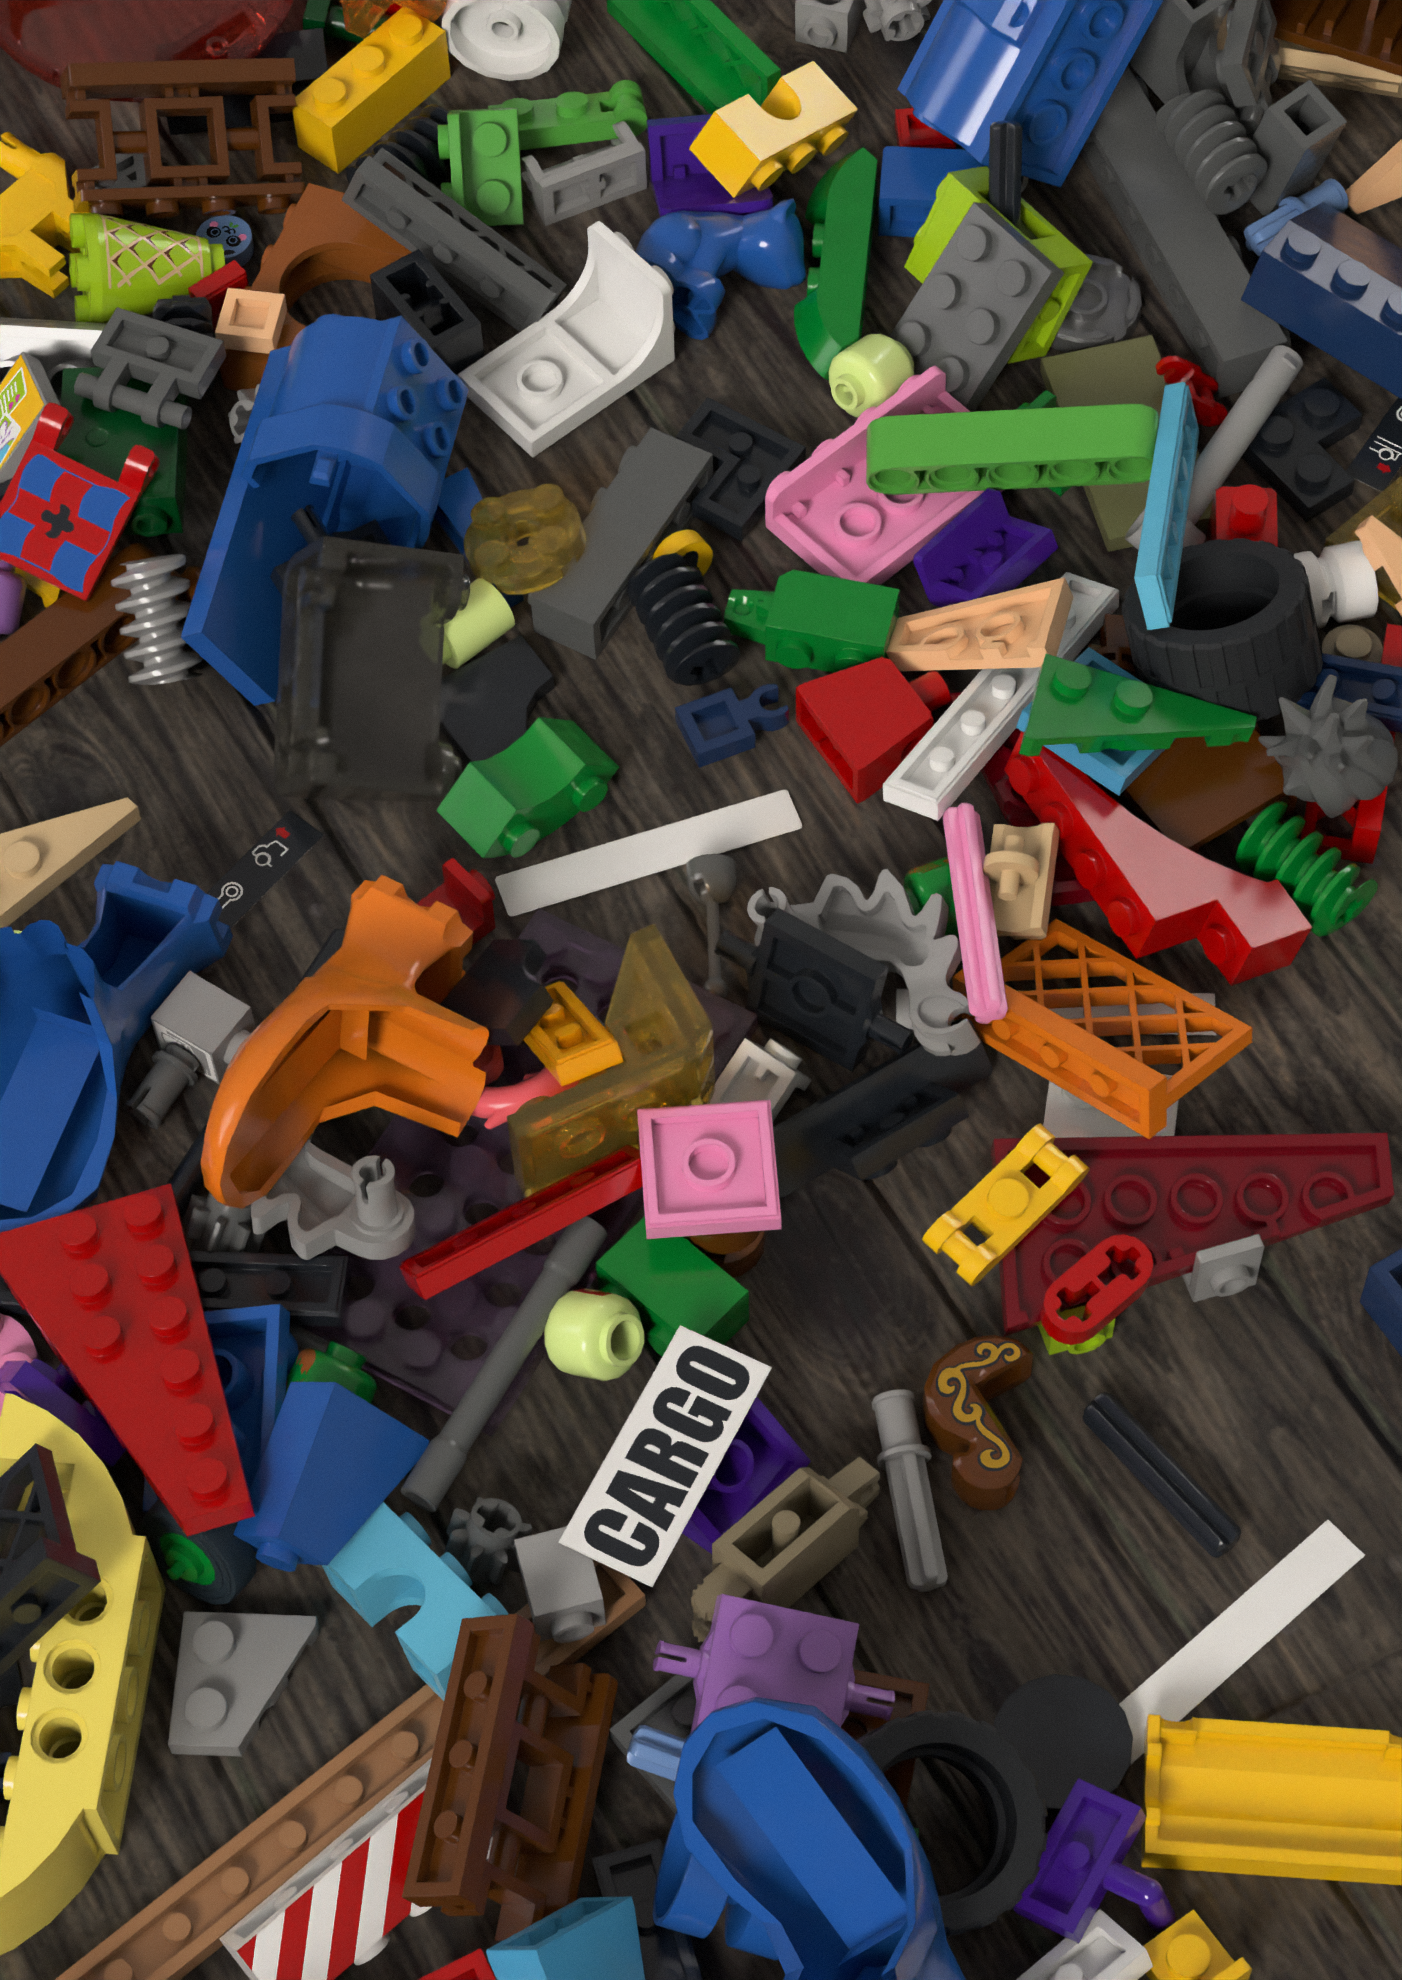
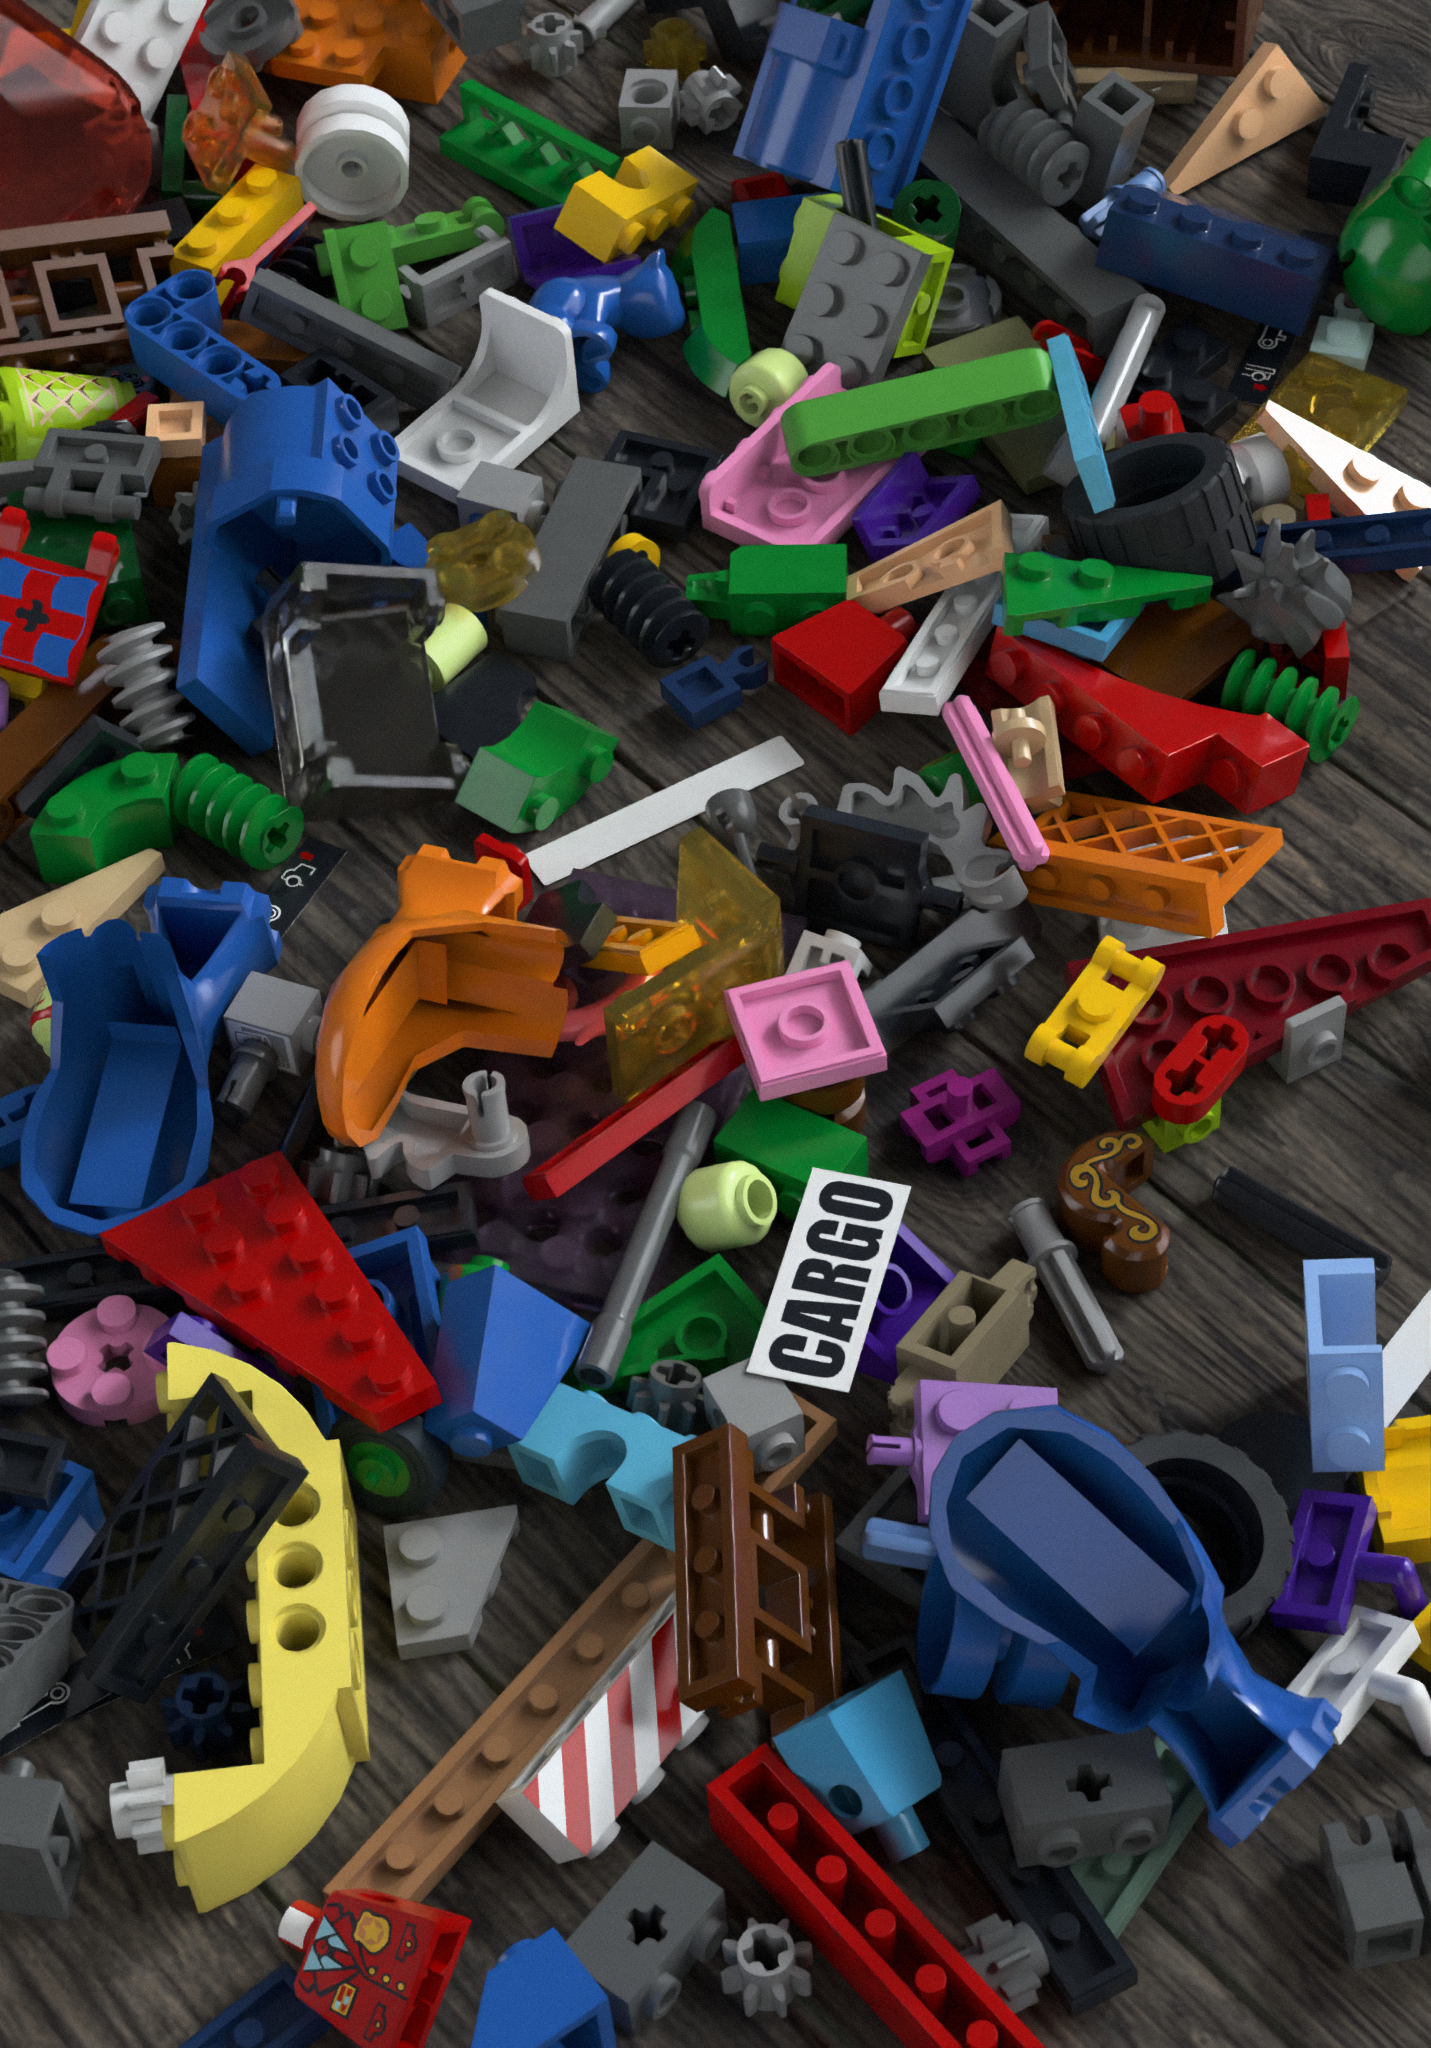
camera: 10 degrees left, 10 degrees down
(71, 705) = (90, 747): none -> black plate
(94, 756) = (107, 817): none -> green brick
(218, 777) = (236, 813): none -> green piece
(270, 212) = (179, 344): none -> blue beam
(360, 144) = (243, 270): none -> flag
(529, 1459) = (699, 1319): none -> green wing
(568, 458) = (502, 488): none -> light grey brick
(858, 1276) = (969, 1118): none -> magenta piece
(1079, 190) = (930, 210): none -> dark green piece
(1155, 1627) = (1343, 1366): none -> light blue panel

